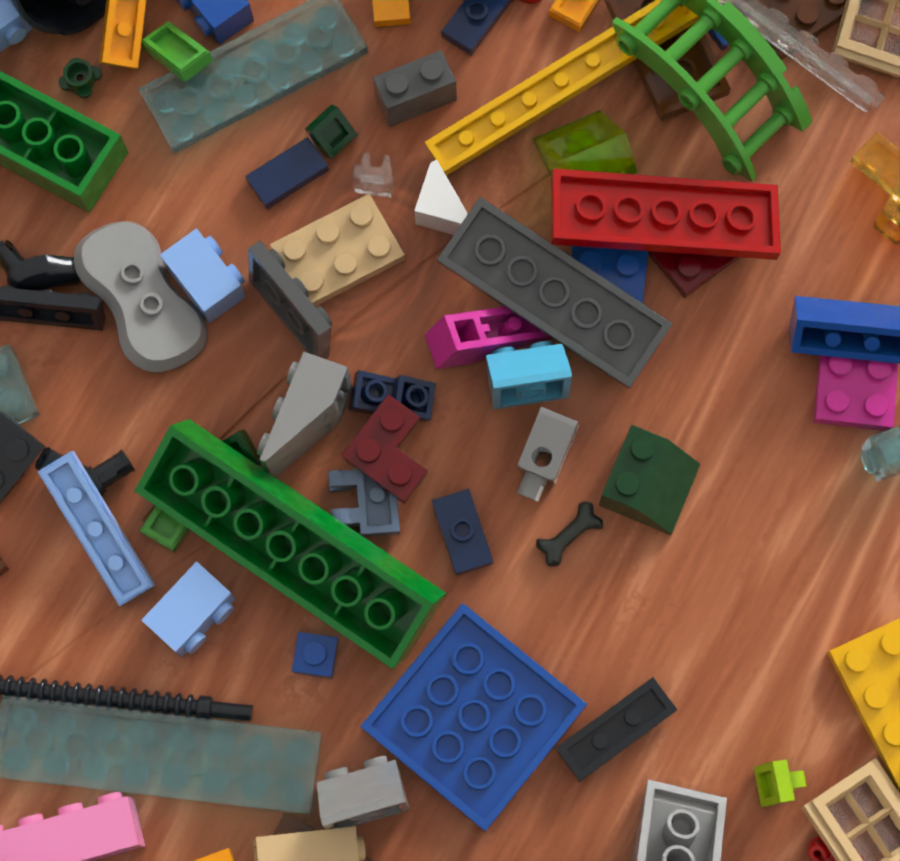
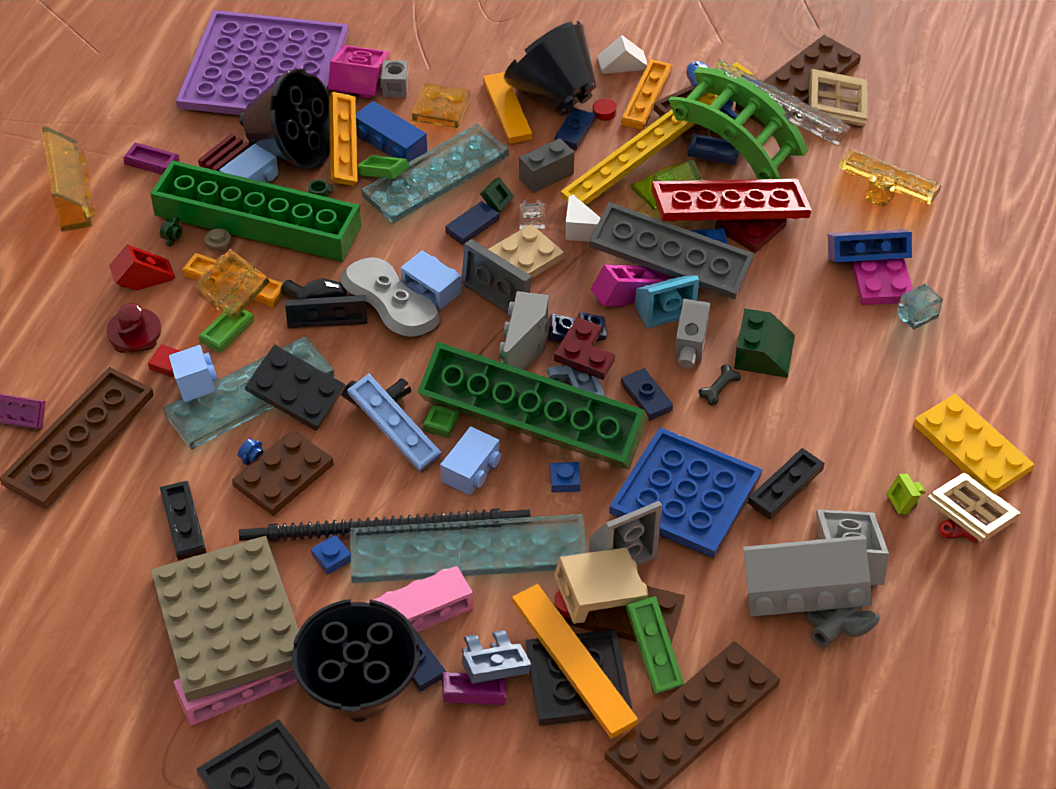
camera: 15 degrees left, 25 degrees down
(660, 101) = (712, 149): none -> dark blue tile

